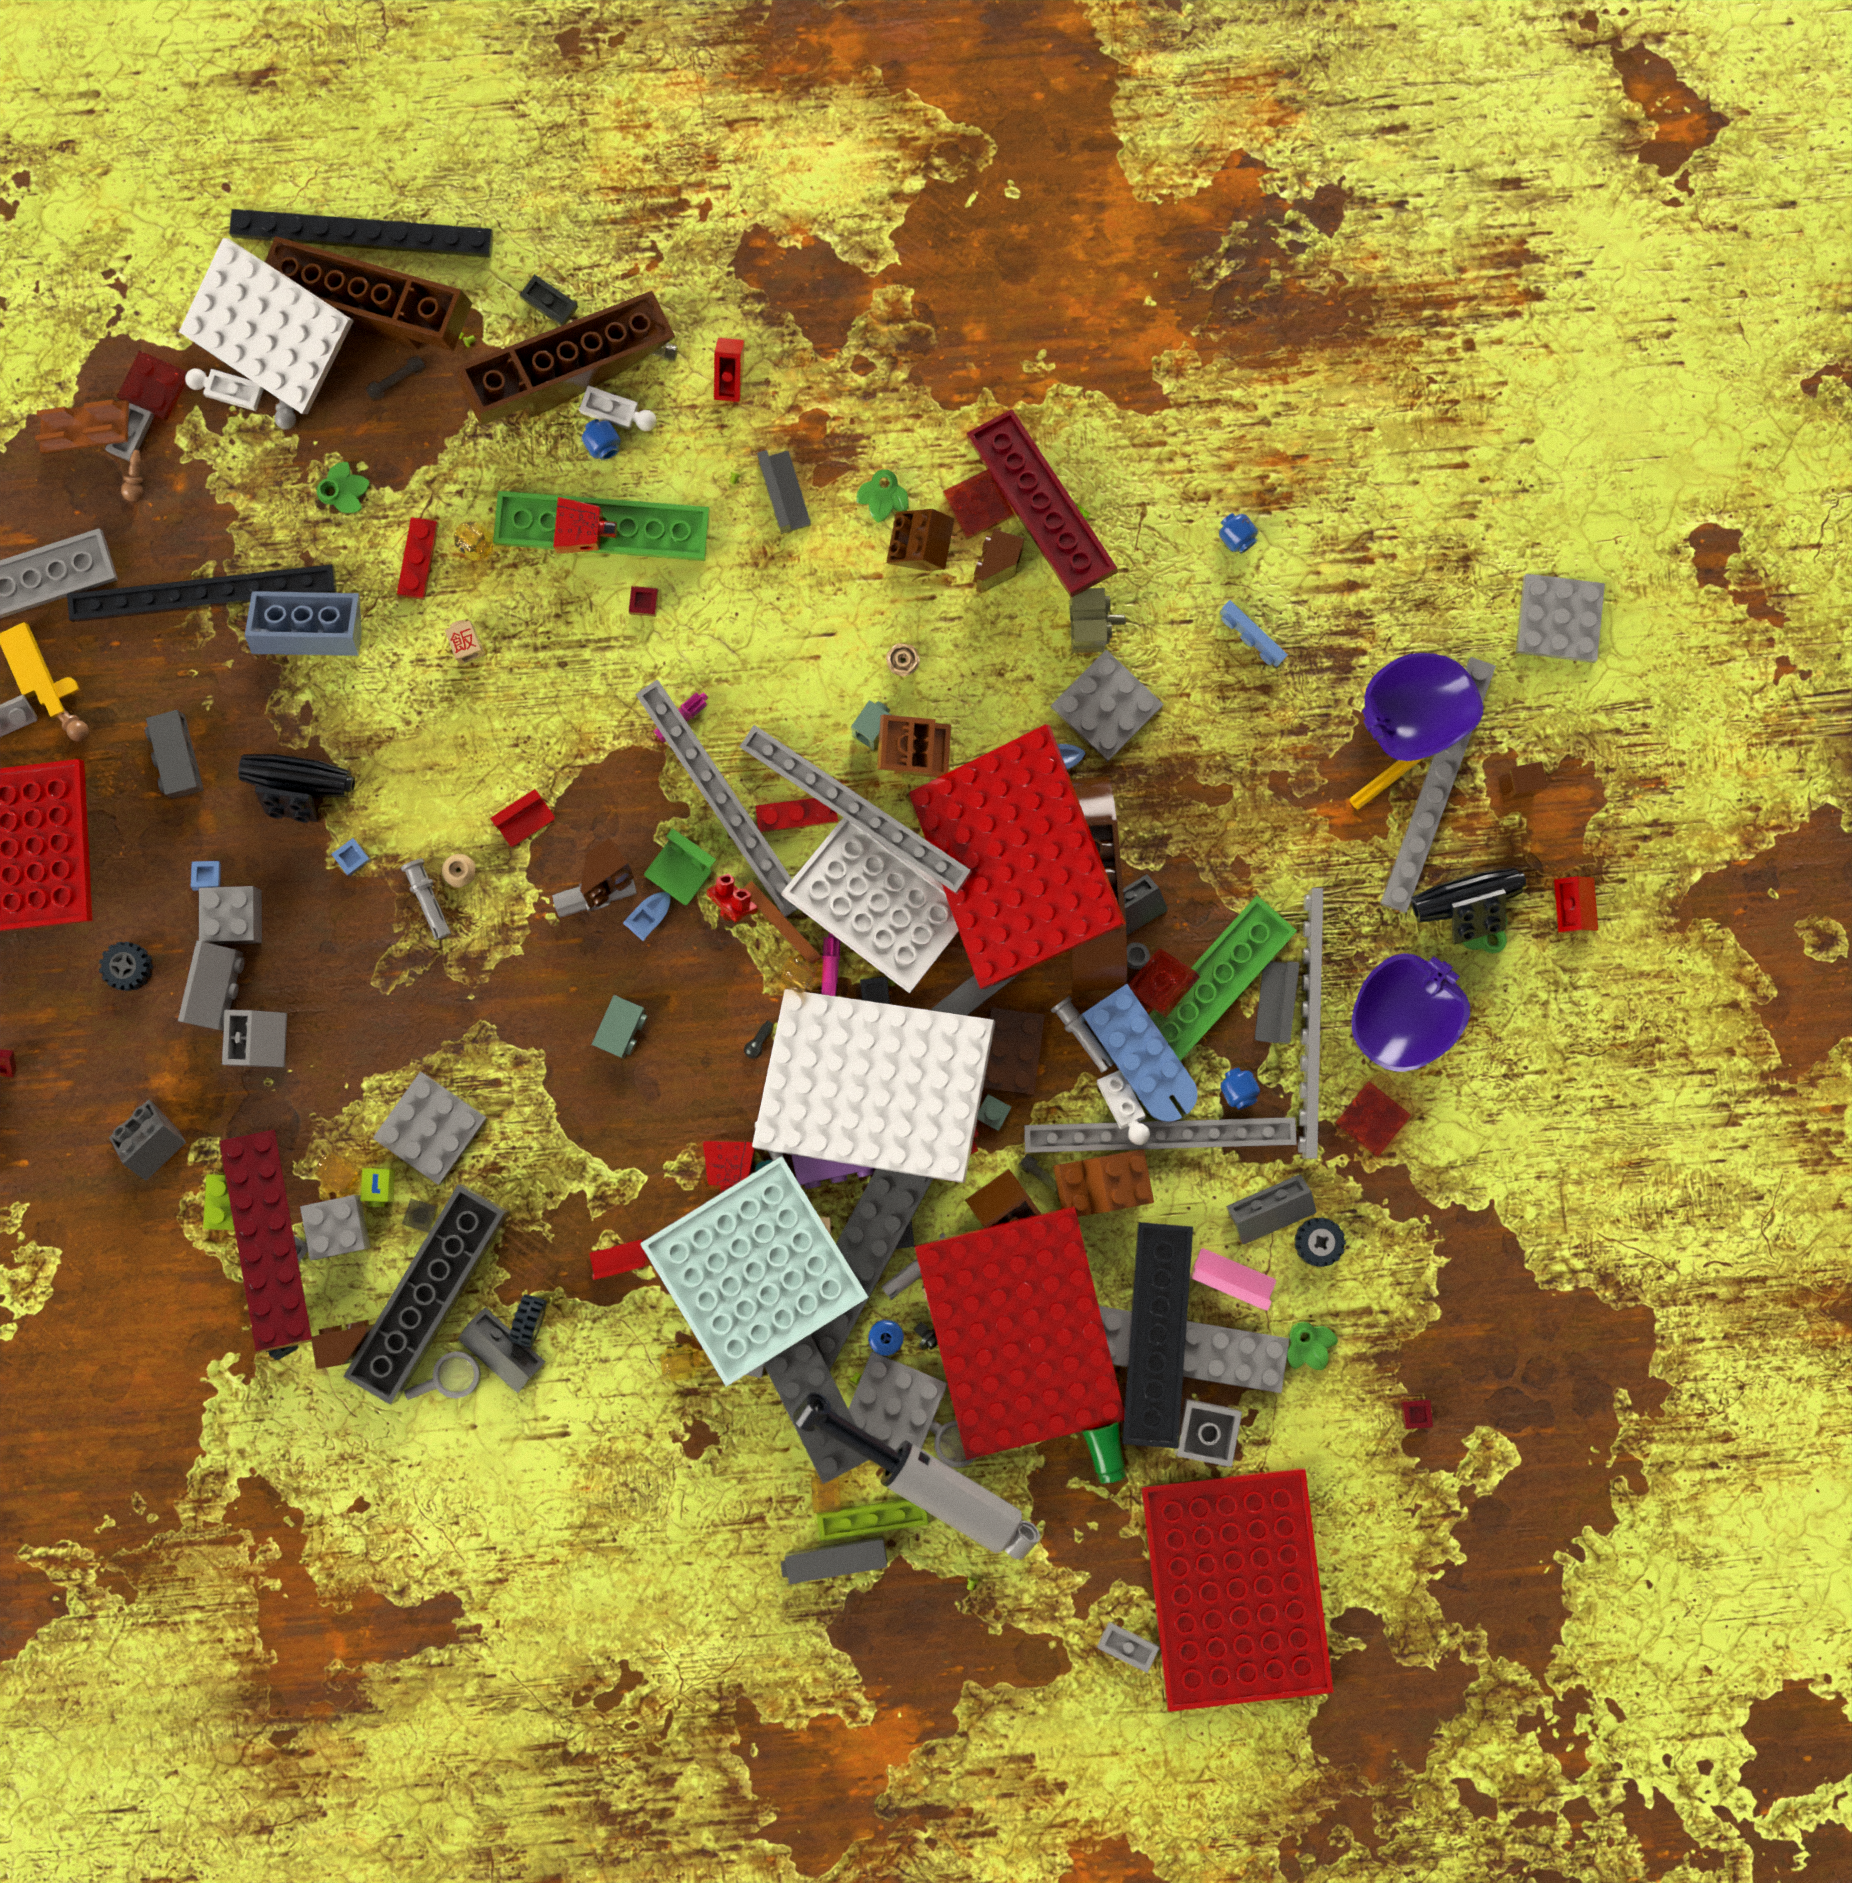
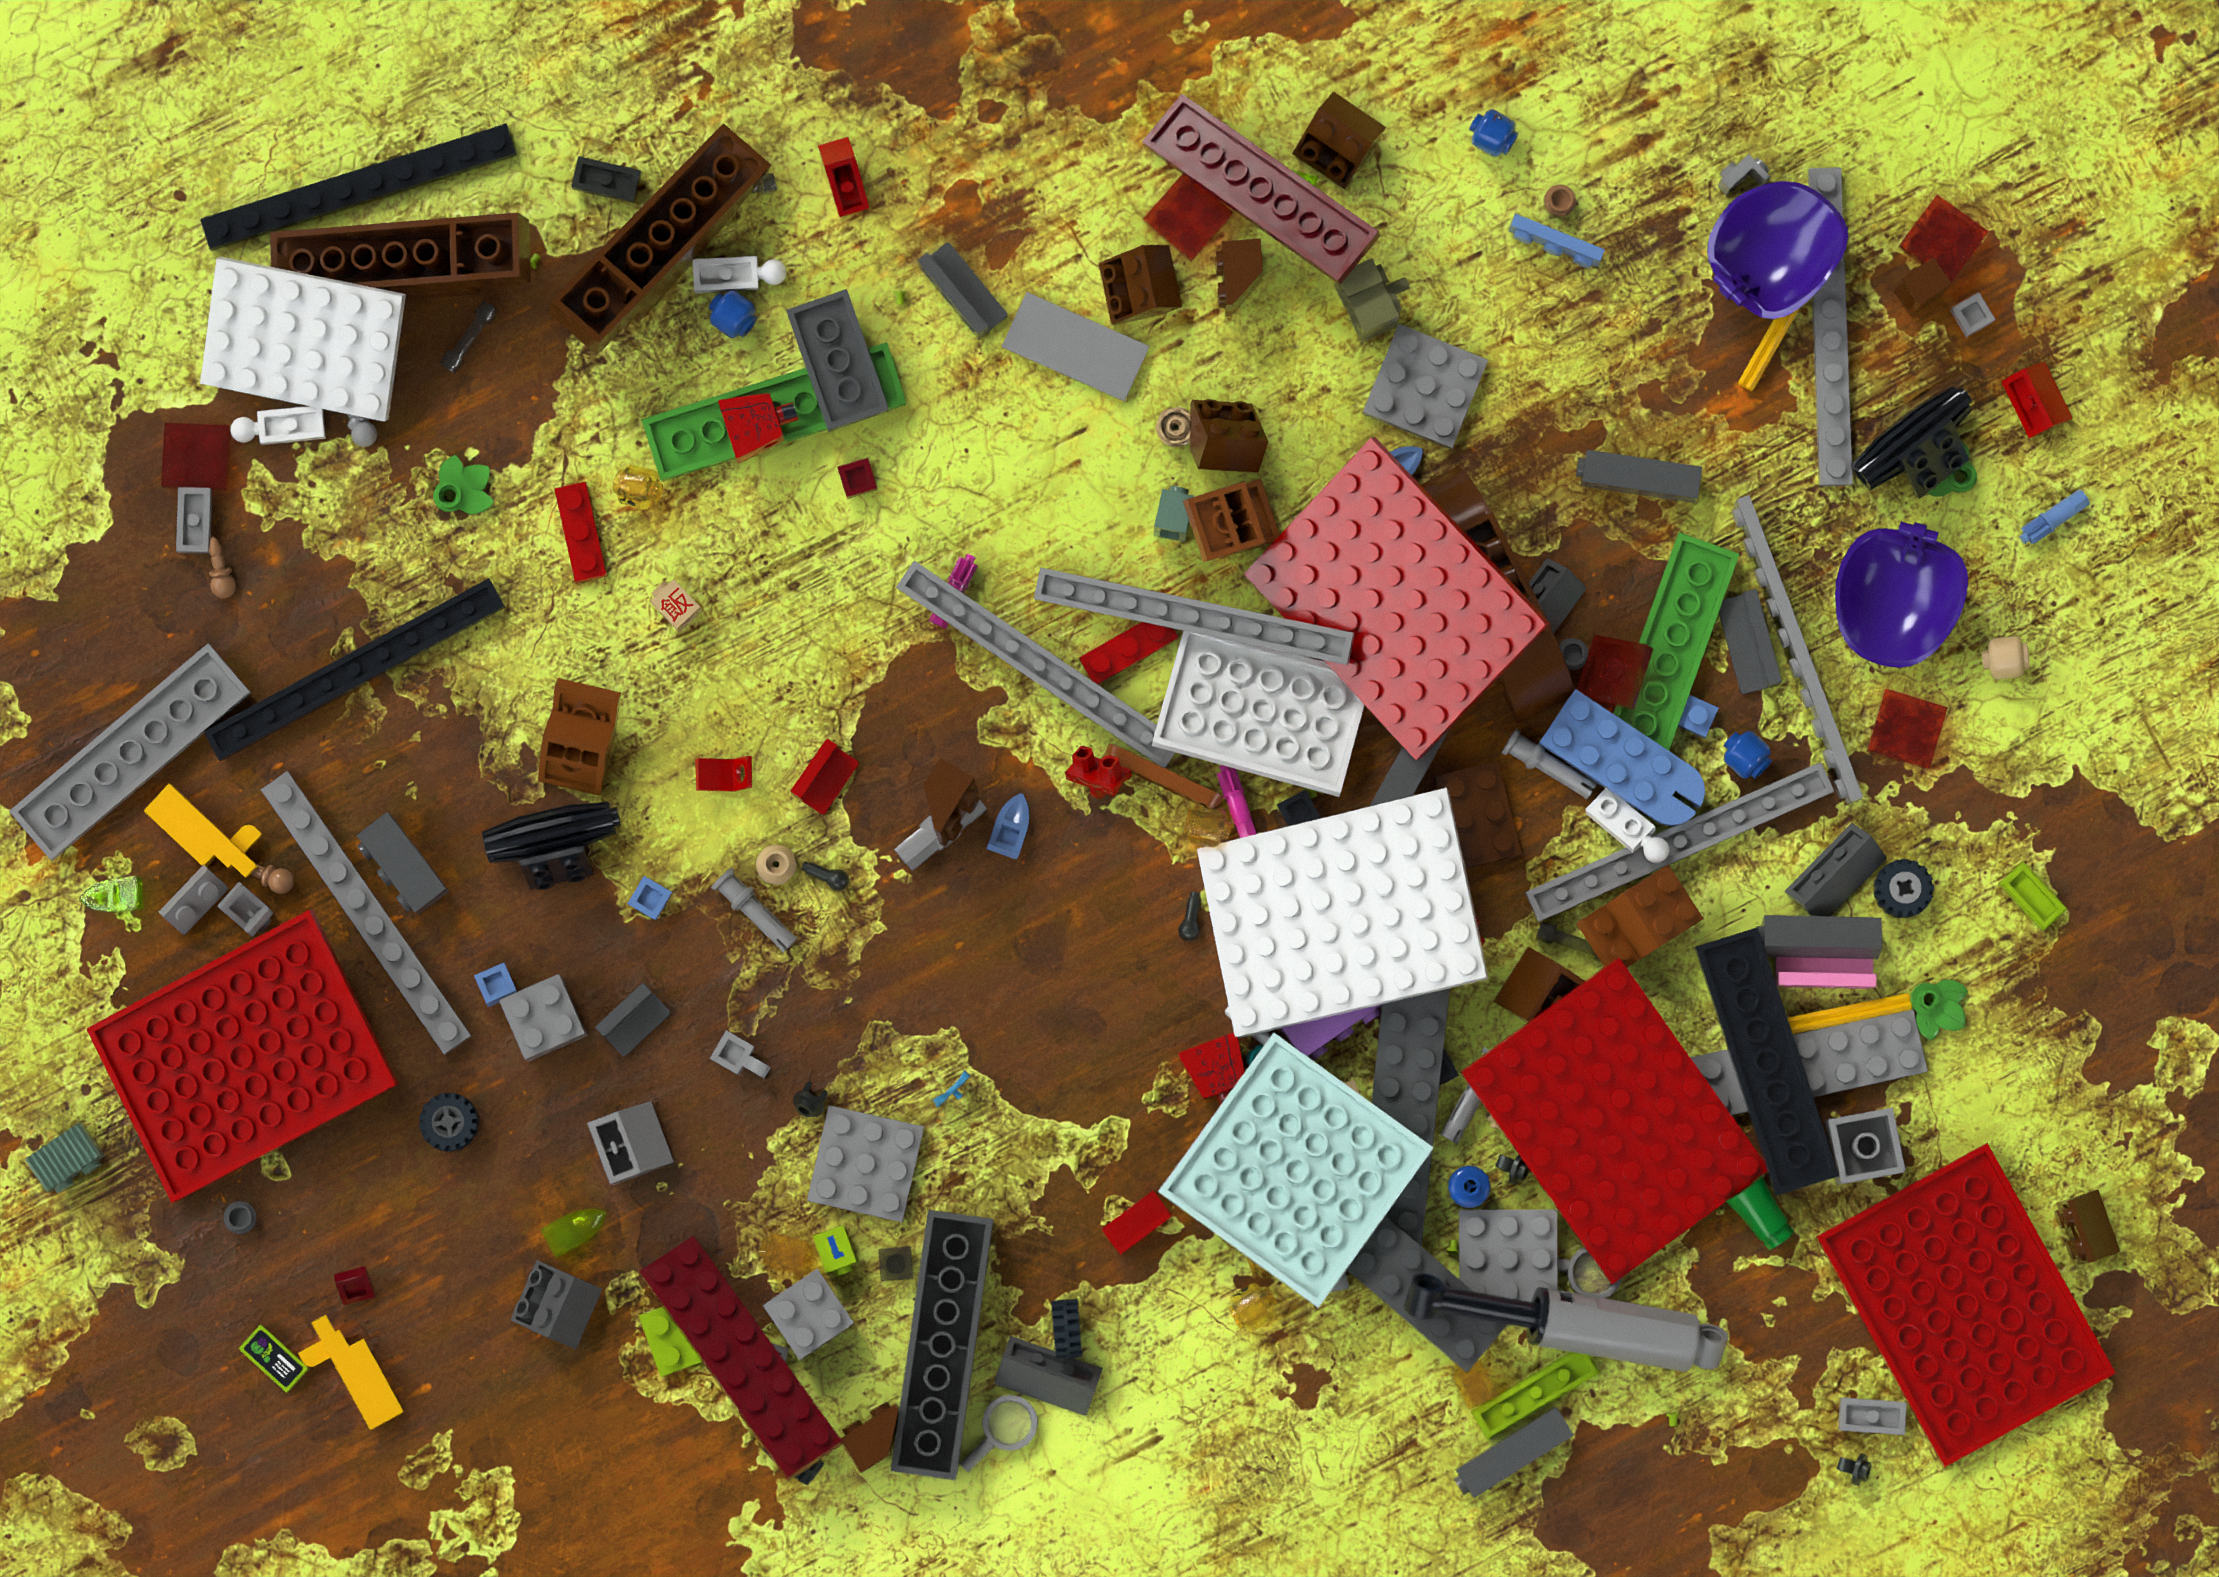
camera: 20 degrees left, 0 degrees up
(41, 741) = (246, 910): none -> light grey bracket
(83, 426) = (141, 535): dark orange brick -> none
(133, 781) = (366, 913): none -> light grey plate
(185, 1087) = (572, 1230): none -> clear neon green plate
(211, 985) = (559, 1104): light grey slope -> none
(299, 944) = (633, 1020): none -> dark grey panel
(304, 623) = (487, 657): sand blue slope -> none
(347, 711) = (579, 736): none -> dark orange bracket
(366, 1004) = (736, 1054): none -> light grey plate
(404, 1064) = (807, 1104): none -> pearl dark grey plate
(445, 784) = (723, 774): none -> red bracket
(499, 900) = (835, 879): none -> pearl dark grey piece
(508, 1102) = (952, 1090): none -> dark azure piece
(619, 1027) = (1031, 965): sand green piece -> none
(664, 504) = (837, 360): none -> dark grey plate
(681, 868) = (1025, 760): bright green bracket -> none
(852, 568) = (1075, 346): none -> light grey piece
(883, 499) = (1079, 254): bright green plate -> none
(937, 681) = (1226, 436): none -> reddish brown slope
(993, 1112) = (1485, 891): sand green plate -> none
(1100, 1684) = (1859, 1469): none -> pearl dark grey plate
(1117, 491) = (1338, 140): none -> reddish brown slope
(1213, 1043) = (1697, 716): none -> medium blue plate
(1238, 1322) = (1849, 1013): none -> yellow axle
(1240, 1254) = (1821, 936): none -> dark grey brick
(1244, 840) = (1639, 476): none -> dark grey brick
(1268, 605) = (1560, 200): none -> medium nougat plate
(1356, 1568) = (2086, 1227): none -> reddish brown slope
(1412, 638) = (1735, 173): none -> light grey bracket
(1417, 1414) = (2085, 1034): dark red plate -> none
(1418, 1288) = (2032, 896): none -> lime tile
(1472, 1095) = (2006, 657): none -> tan head
(1552, 819) = (1972, 315): none -> light grey plate
(1552, 1001) = (2054, 517): none -> medium blue piece
(1556, 749) = (1945, 235): none -> clear red plate
(1560, 618) = (1891, 84): light grey plate -> none

